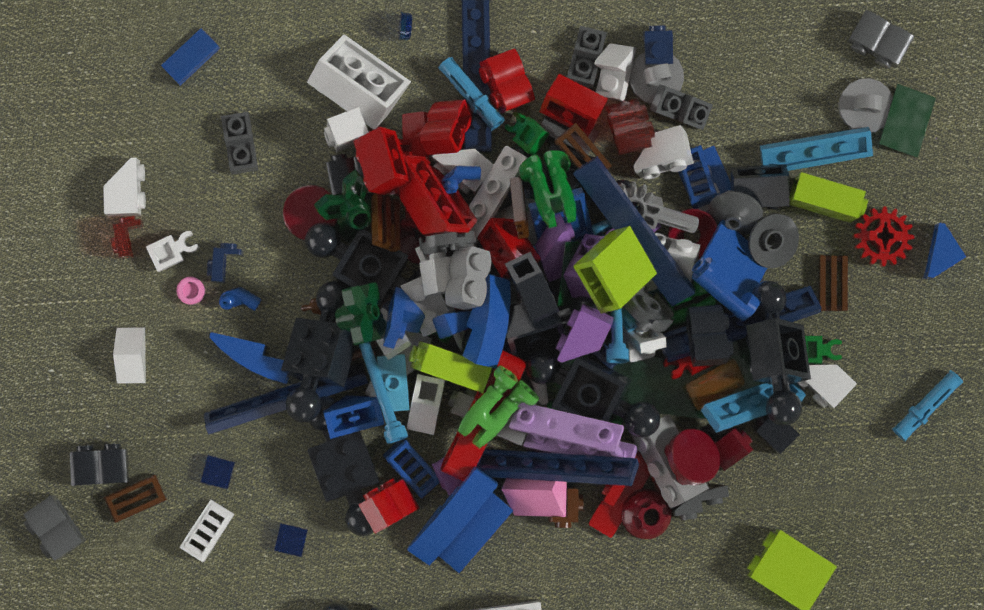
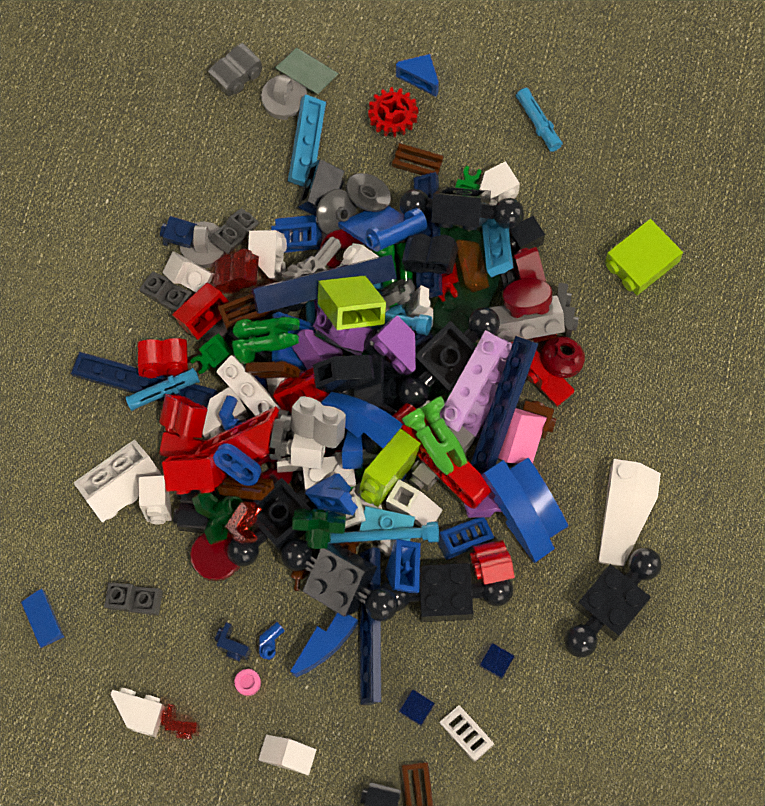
camera: 65 degrees left, 15 degrees down
(168, 251) = (206, 691): white plate -> none
(343, 231) = (241, 520): none -> clear red bracket
(401, 206) = (237, 464): none -> blue plate
(405, 26) = (85, 428): clear blue tile -> none
(827, 198) = (348, 138): lime brick -> none

